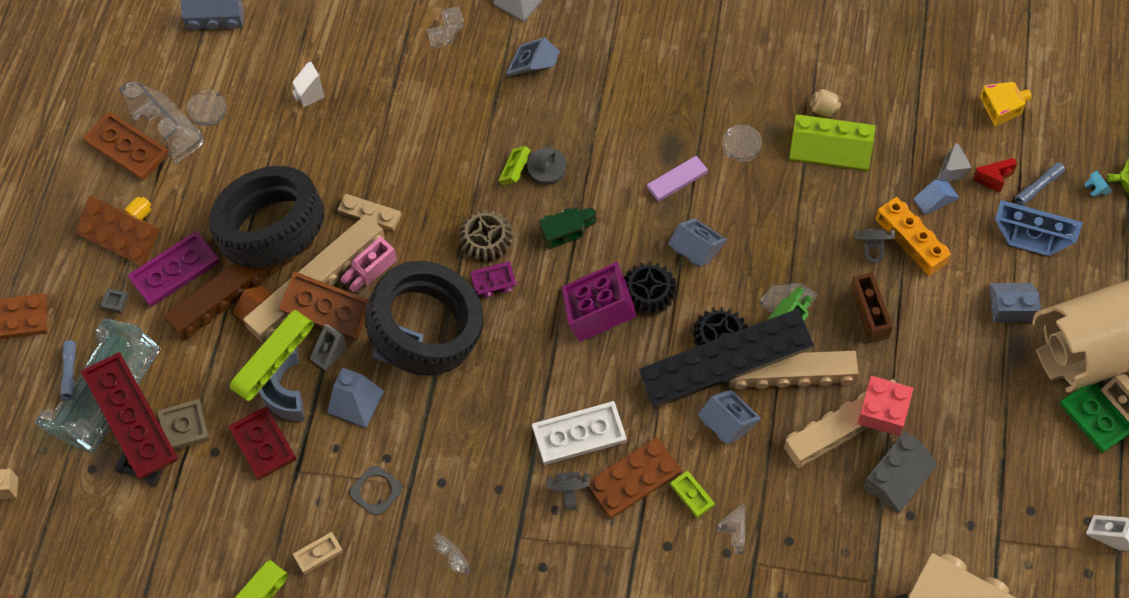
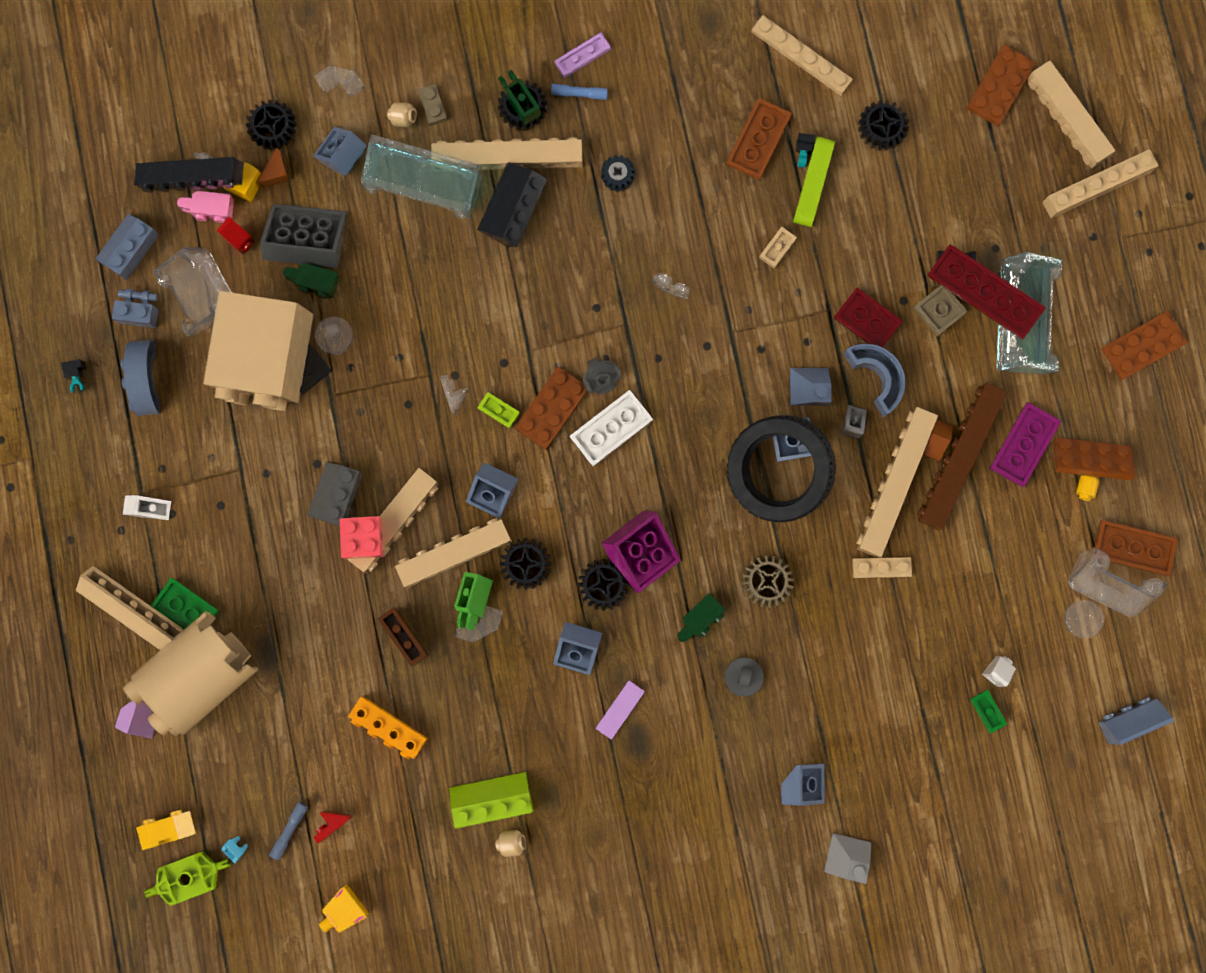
camera: 160 degrees right, 20 degrees up
(67, 381) = (1068, 330): sand blue piece -> none
(114, 301) = (1059, 395): dark grey plate -> none
(271, 355) = (893, 383): lime beam -> none
(279, 240) = (1002, 512): black tyre -> none
(325, 305) = (874, 454): dark orange plate -> none
(335, 63) = (988, 711): none -> green plate
(370, 264) = (854, 511): bright pink hinge -> none
(376, 471) = (761, 335): dark grey piece -> none
(445, 34) = (901, 786): clear tile -> none
(493, 278) = (741, 540): magenta bracket -> none
(514, 165) = (772, 663): lime plate -> none
(726, 358) = (509, 535): black plate -> none
(742, 142) = (574, 772): clear tile -> none
(874, 238) = (421, 710): dark grey tile -> none
(935, 196) = (379, 780): medium blue slope -> none
(954, 165) = (372, 818): light grey slope -> none
(1014, 302) = (281, 696): sand blue slope -> none
(1036, 229) = (278, 778): medium blue wedge -> none

